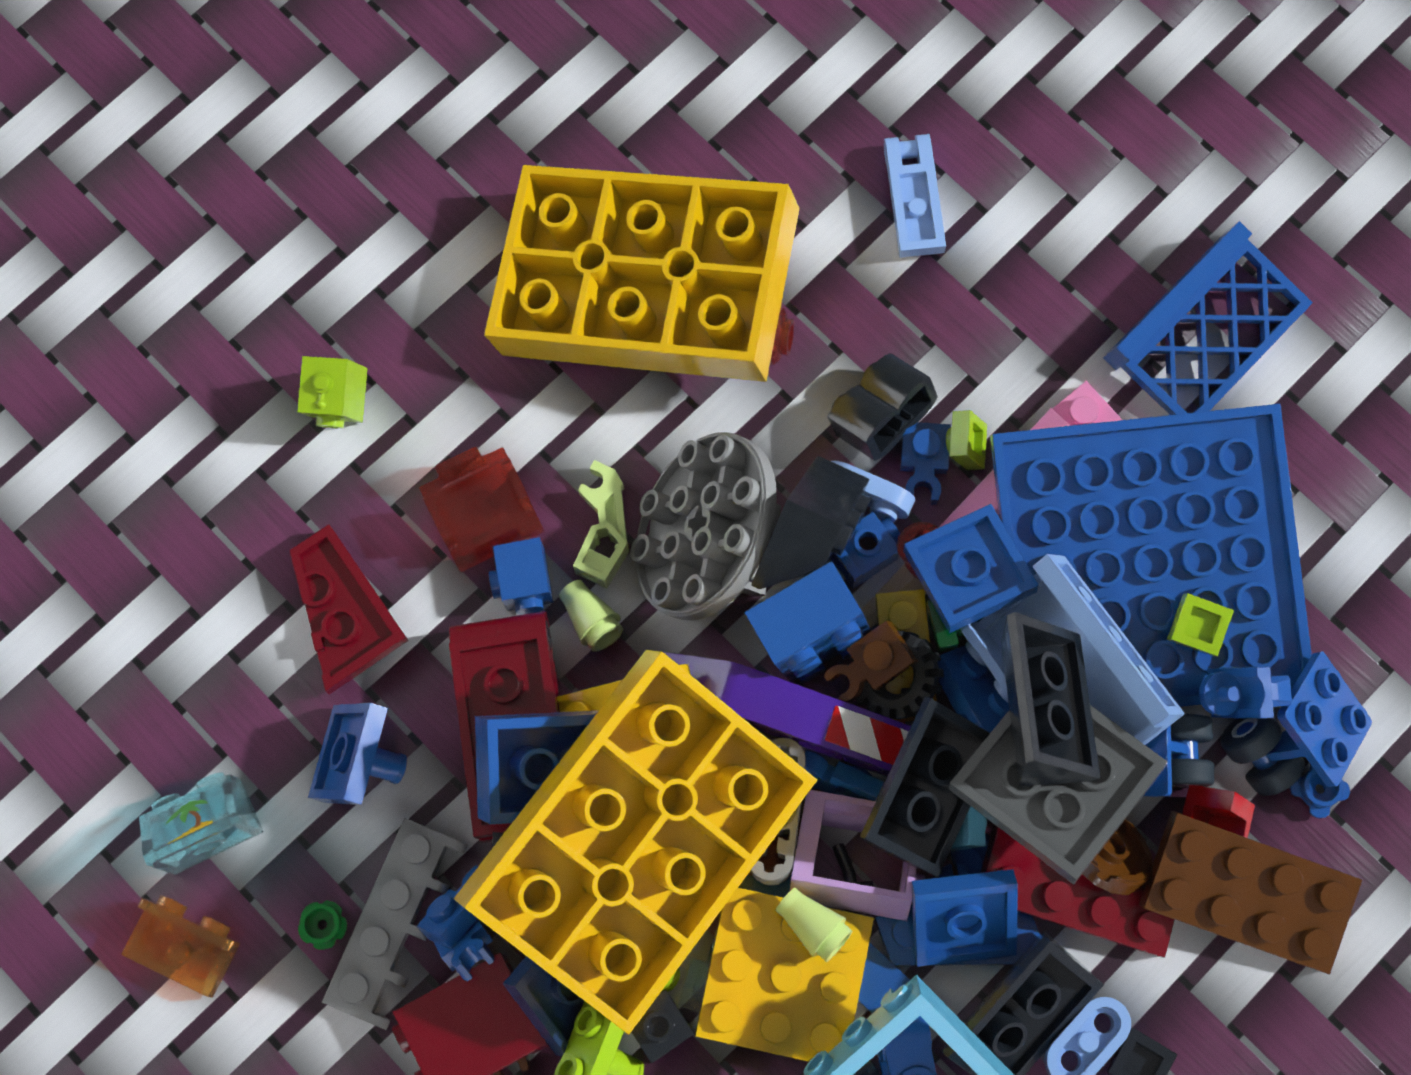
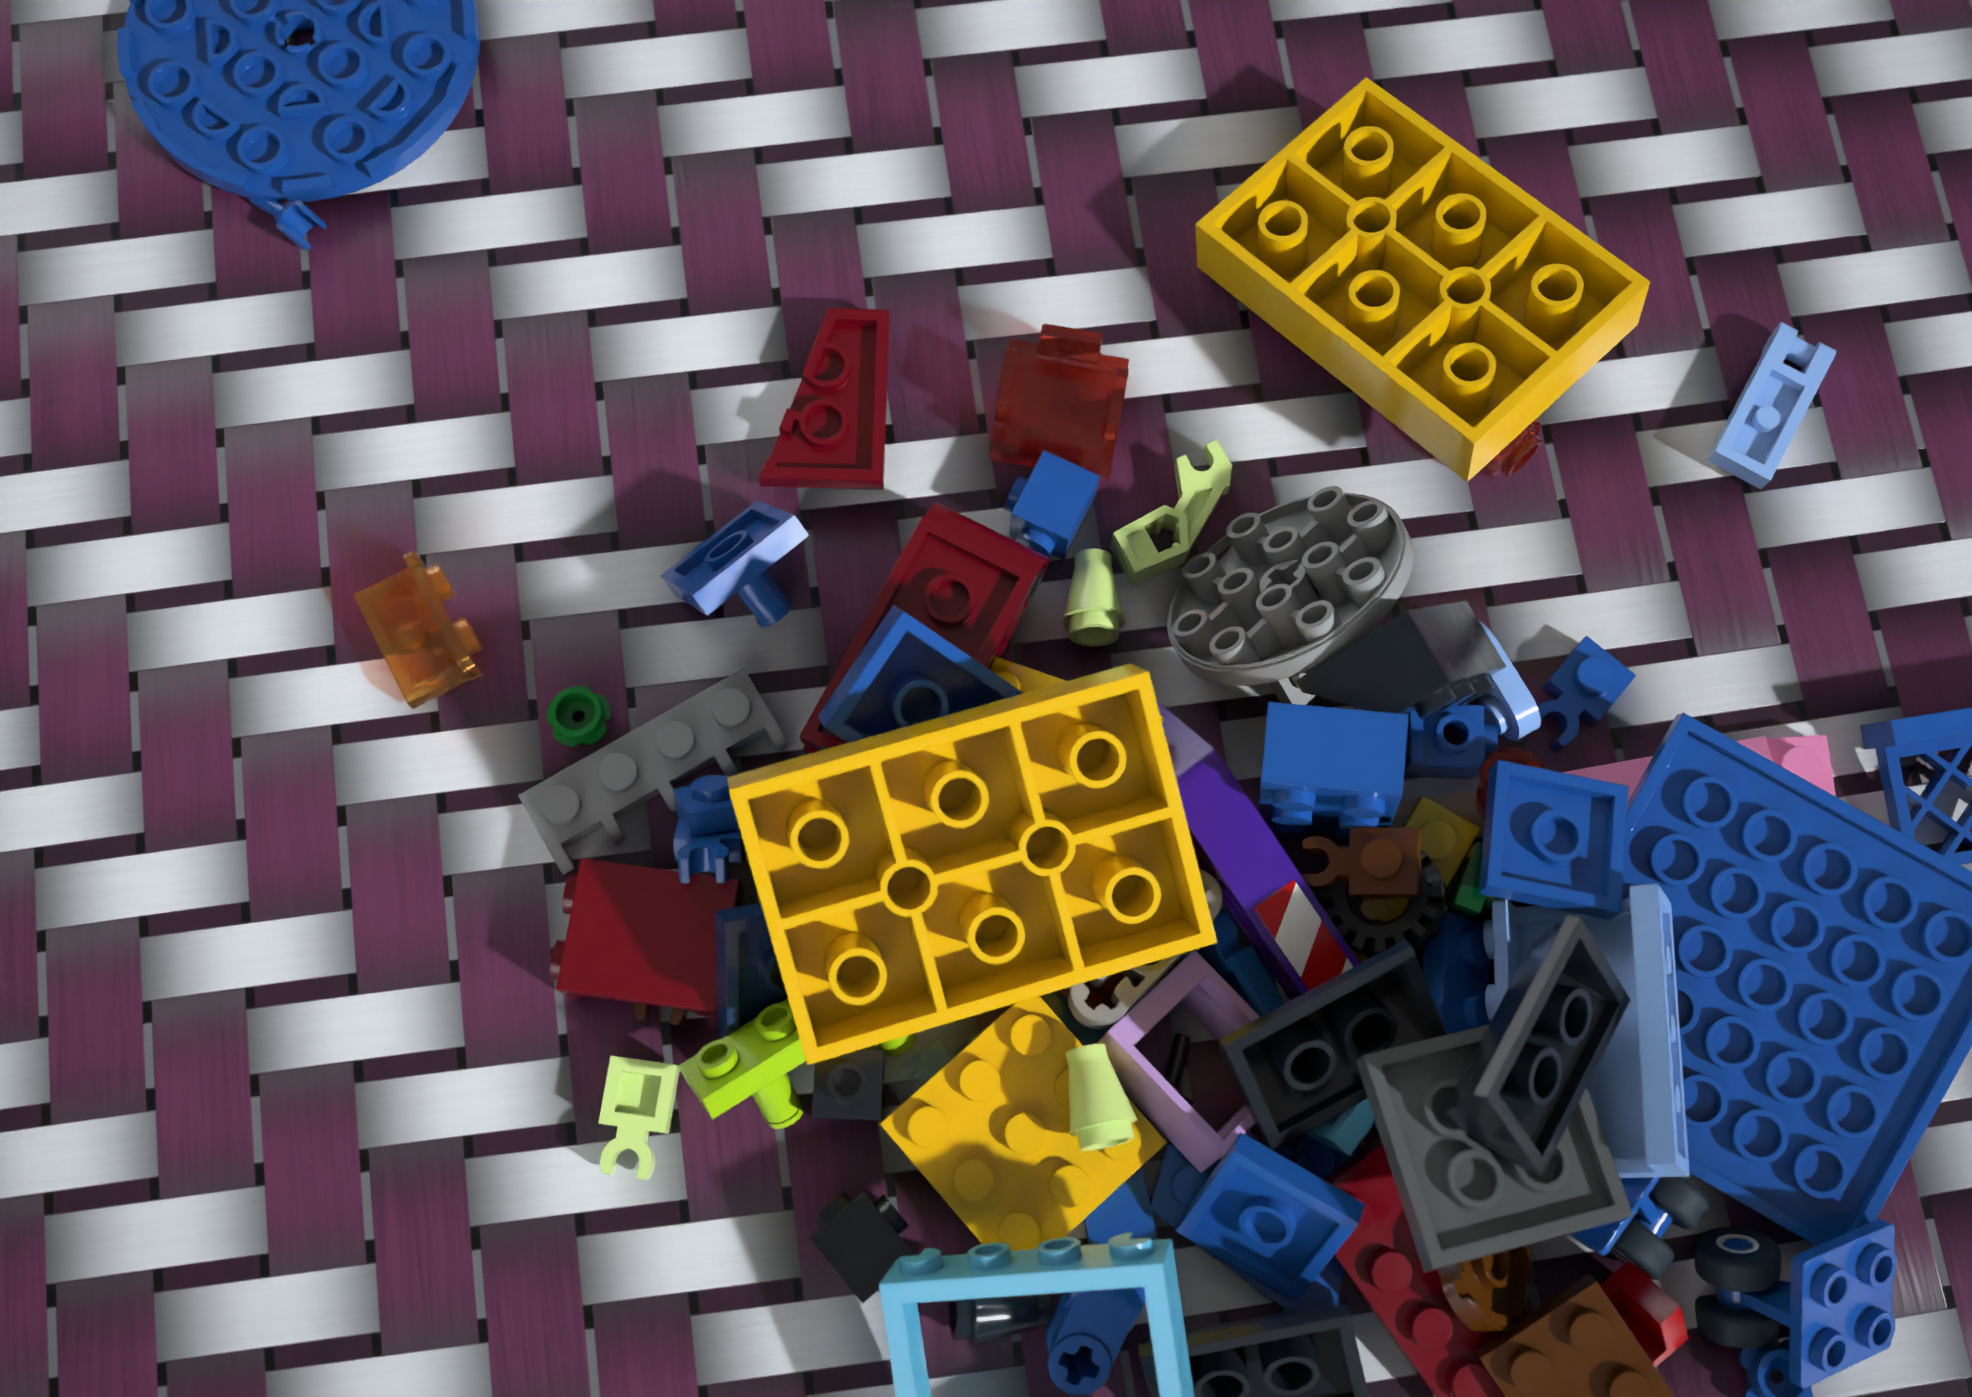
camera: 25 degrees right, 0 degrees up
(198, 824) = (527, 519): clear light blue slope -> none
(332, 391) = (993, 174): lime head -> none
(882, 406) = (1575, 601): black brick -> none
(967, 440) = (1644, 704): lime plate -> none
(1200, 624) = (1772, 1092): lime plate -> none
(1244, 692) = (1772, 1204): blue hips -> none

